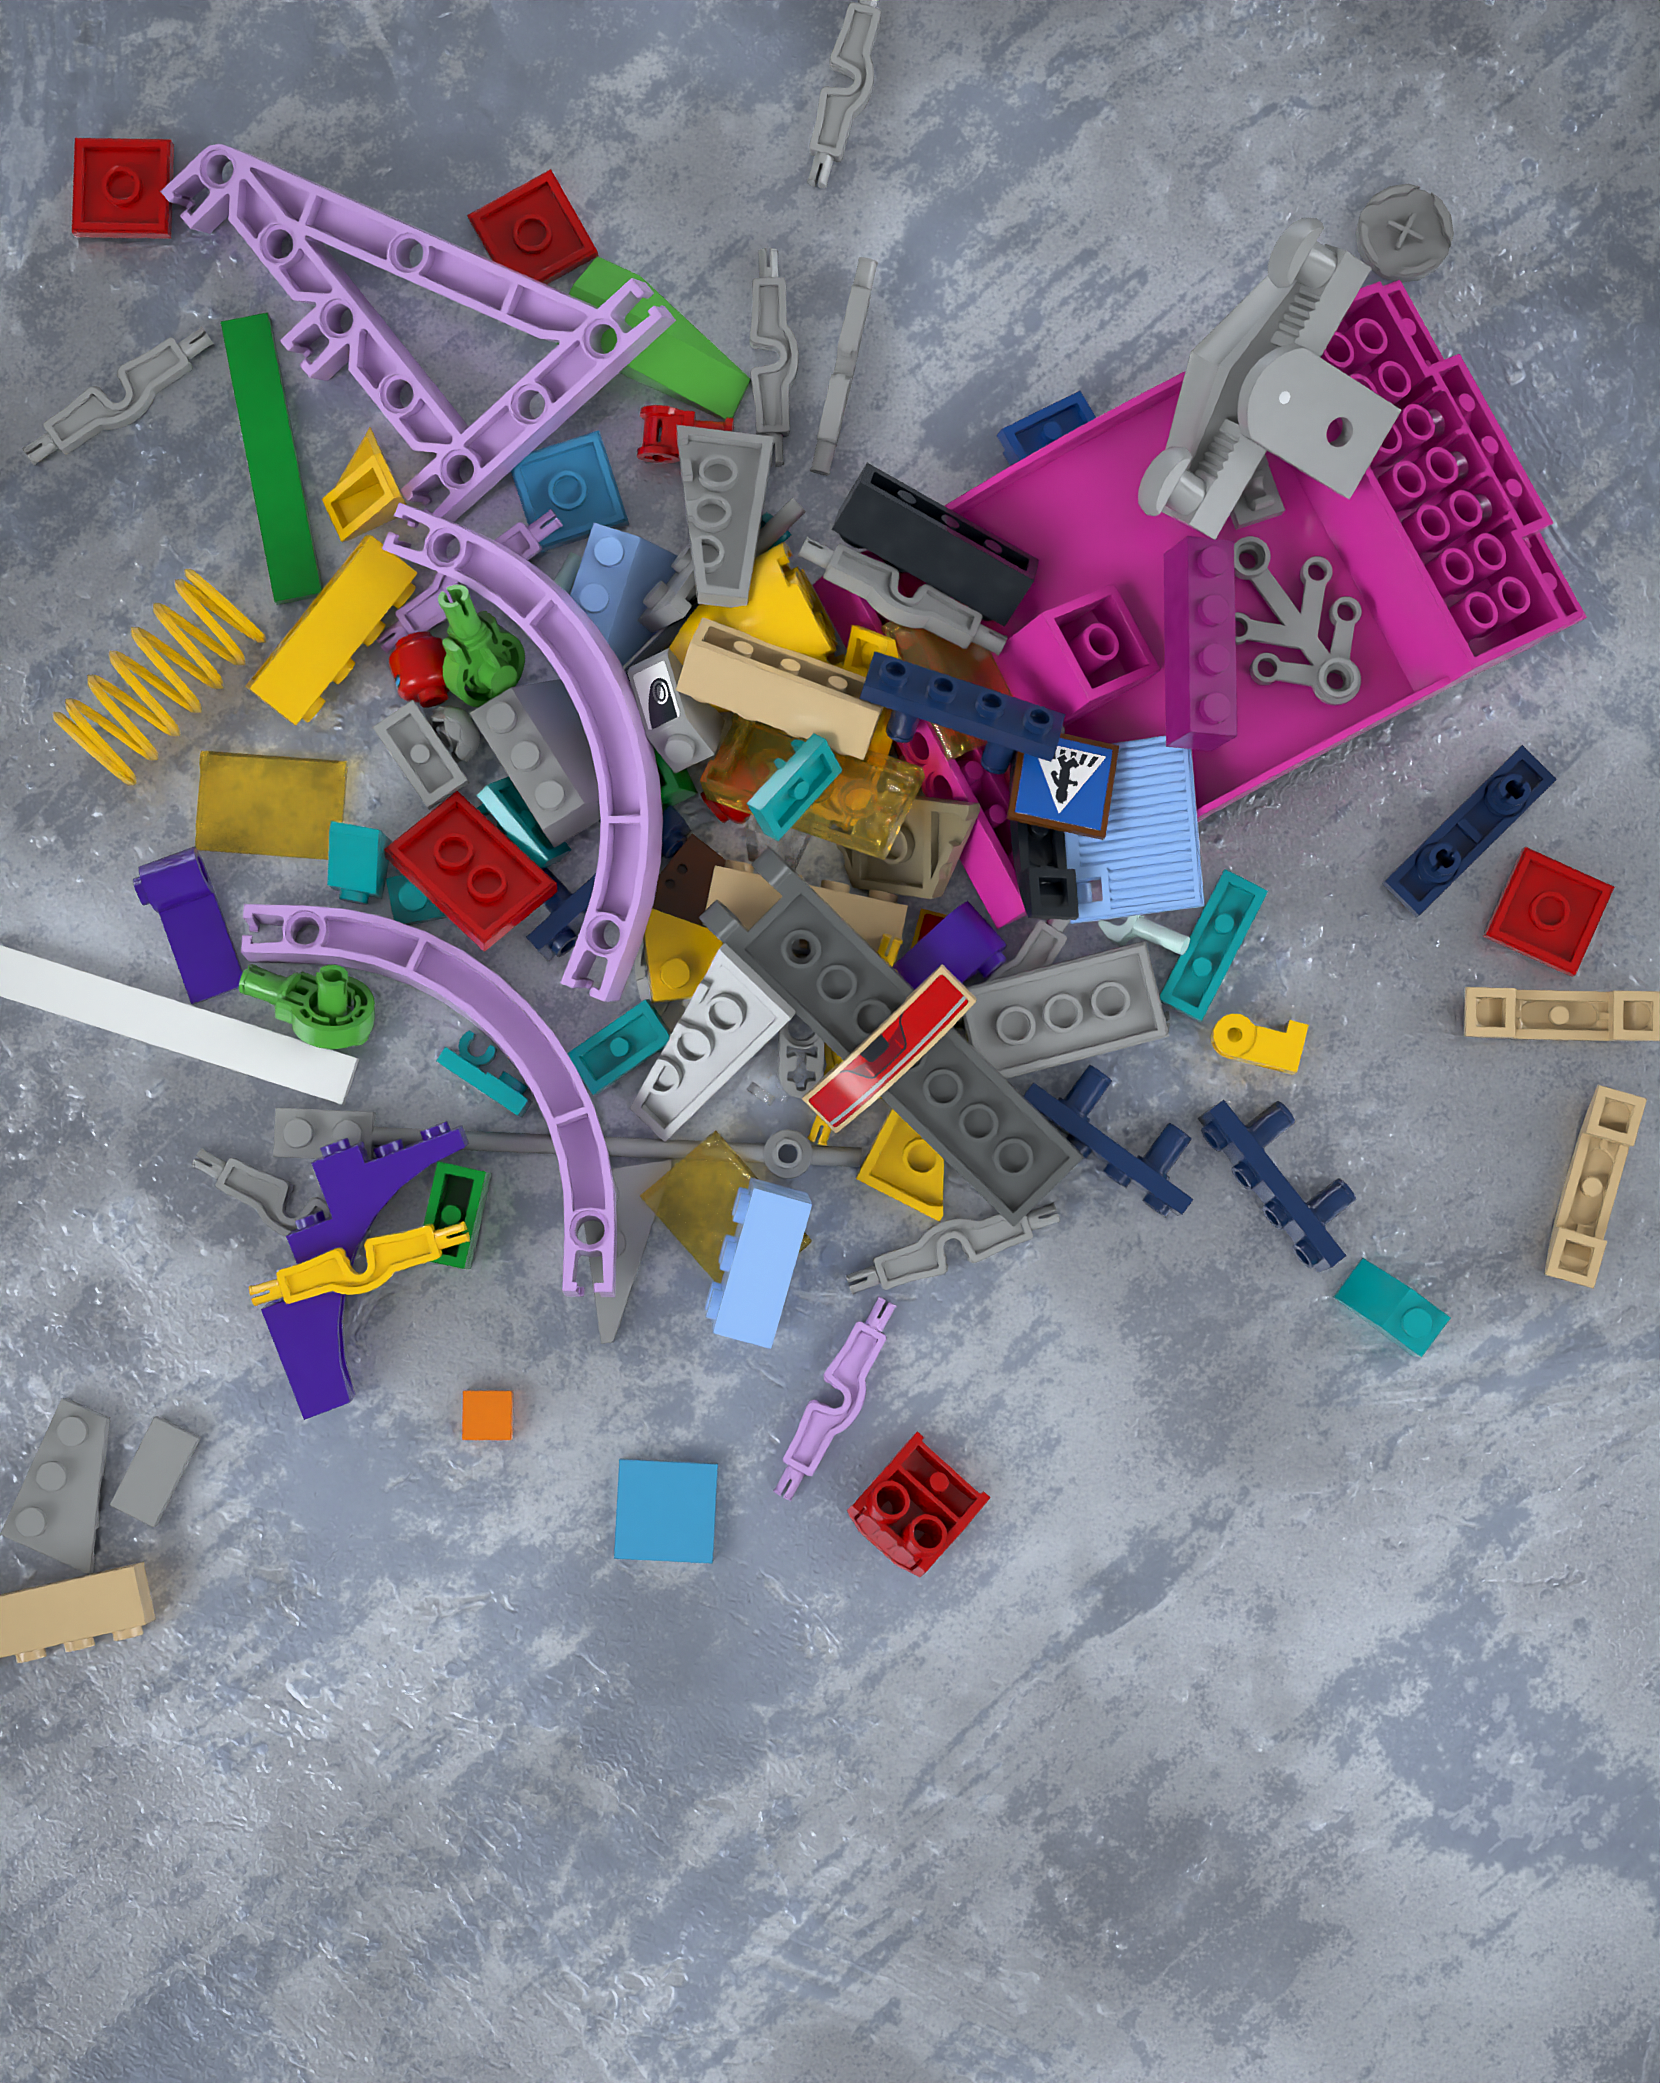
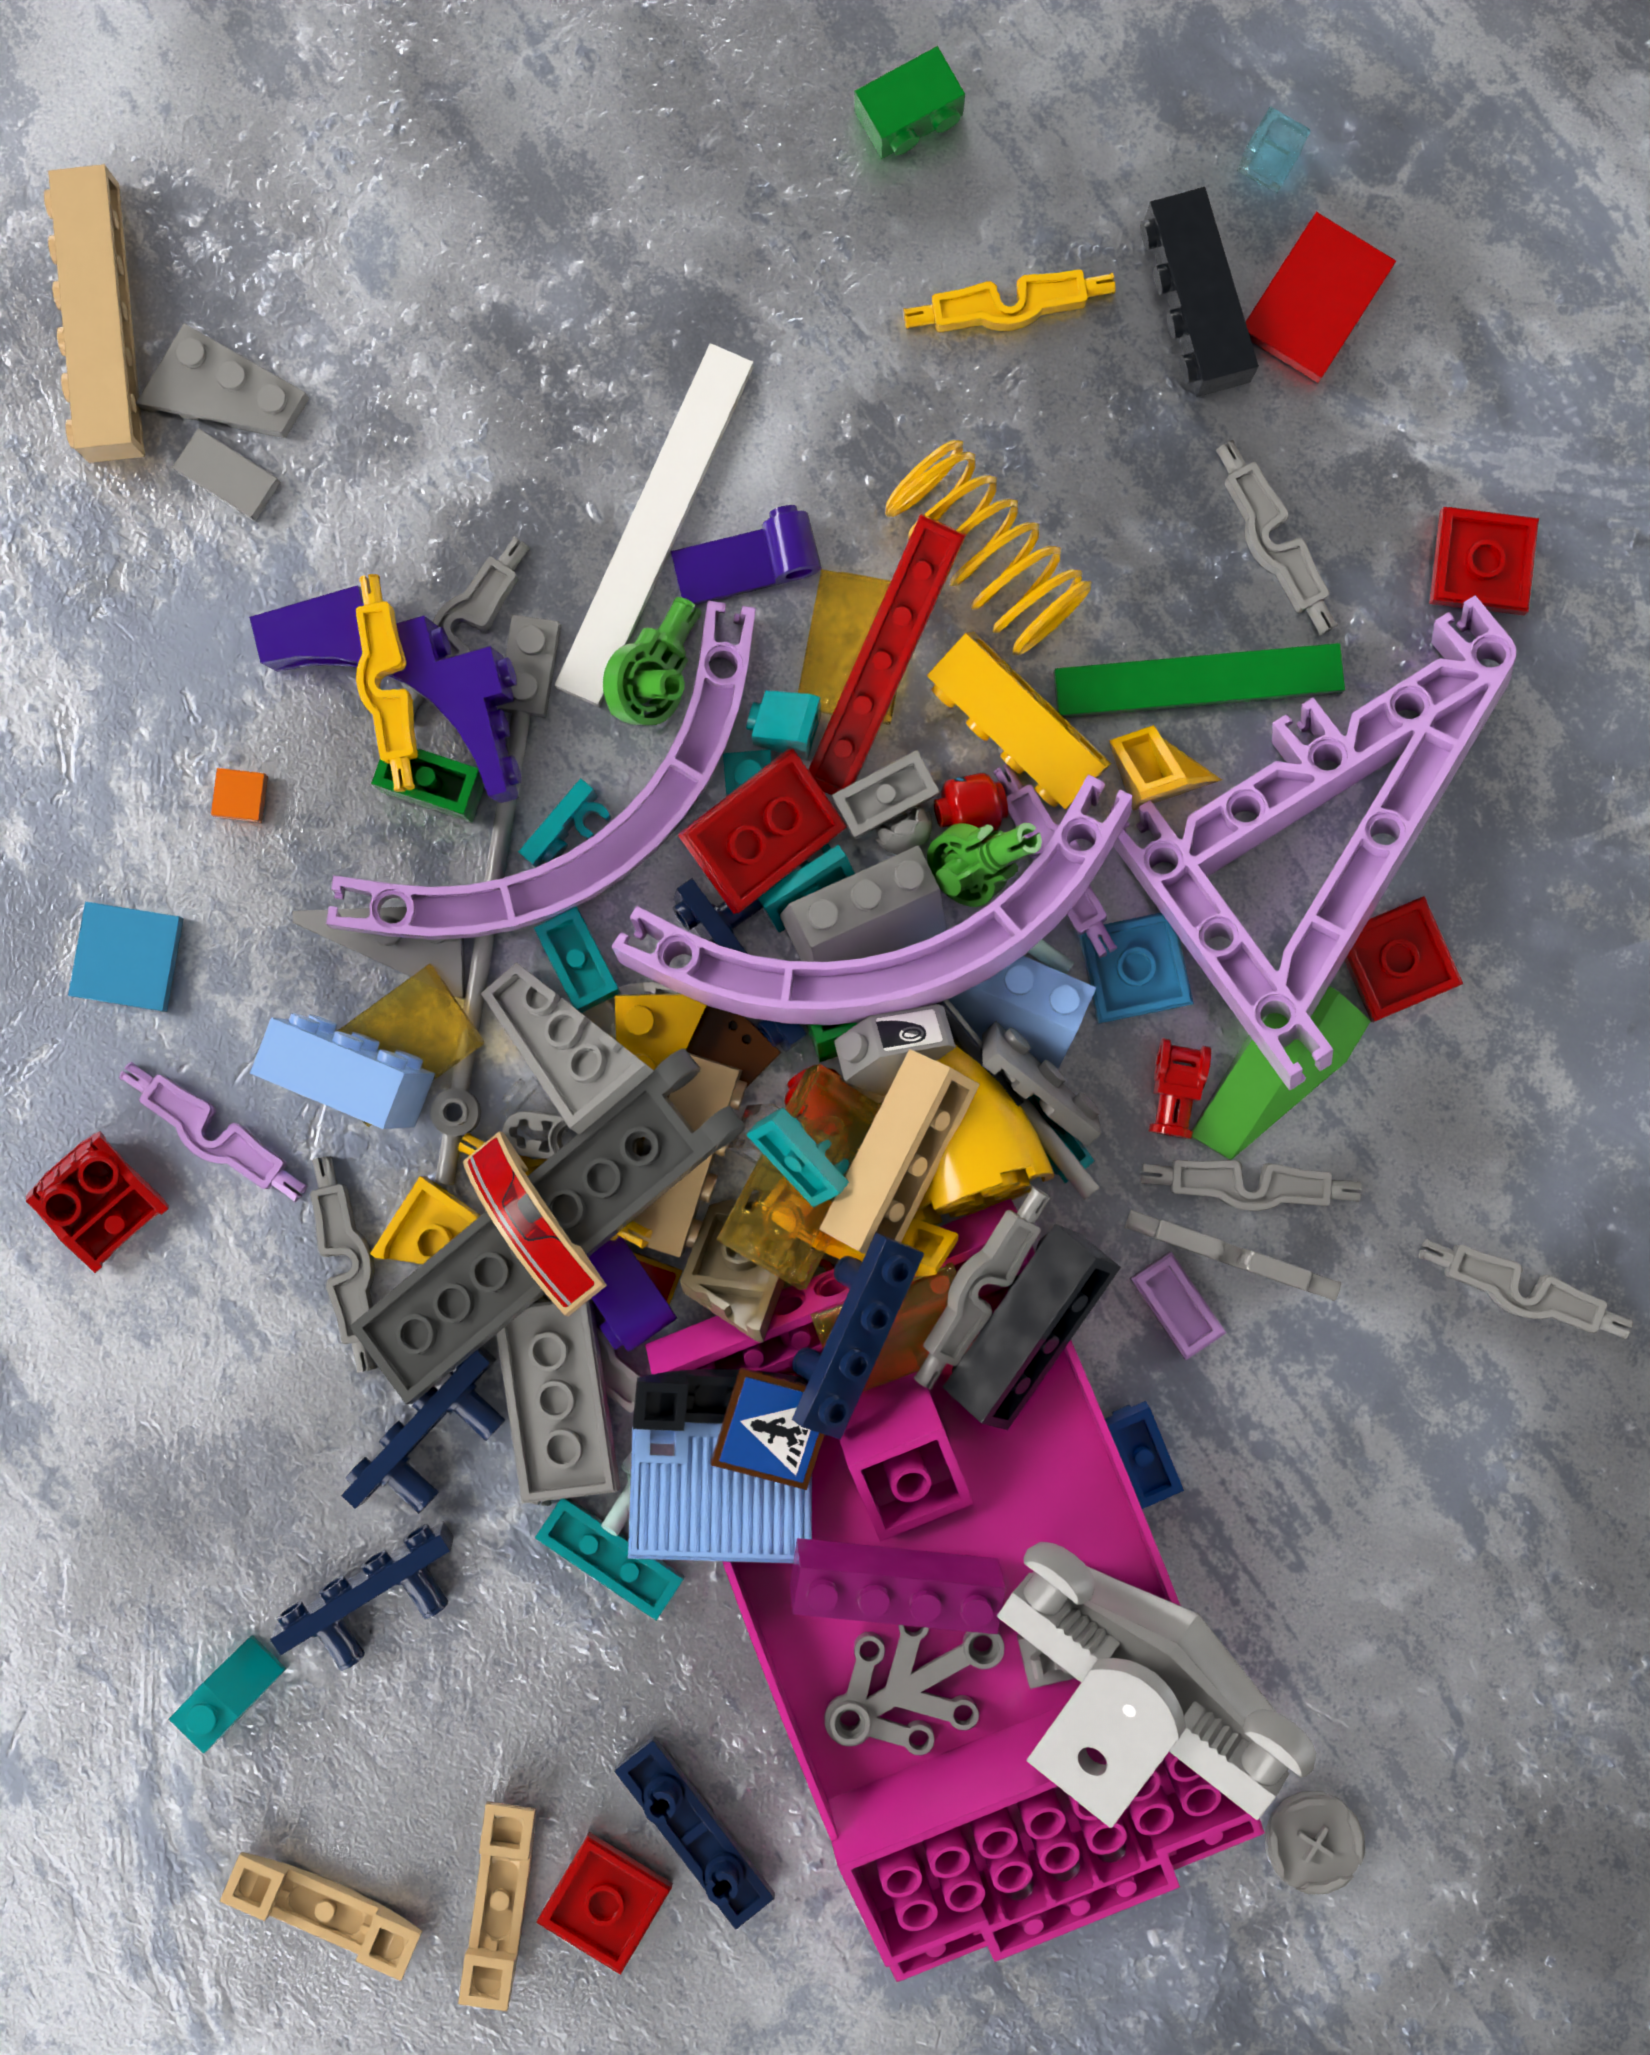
camera: 100 degrees right, 0 degrees up
(279, 766) = (885, 654): none -> red tile
(724, 505) = (1099, 1119): light grey wing -> none
(900, 416) = (1177, 1305): none -> lavender tile
(1244, 1042) = (503, 1592): yellow leg -> none

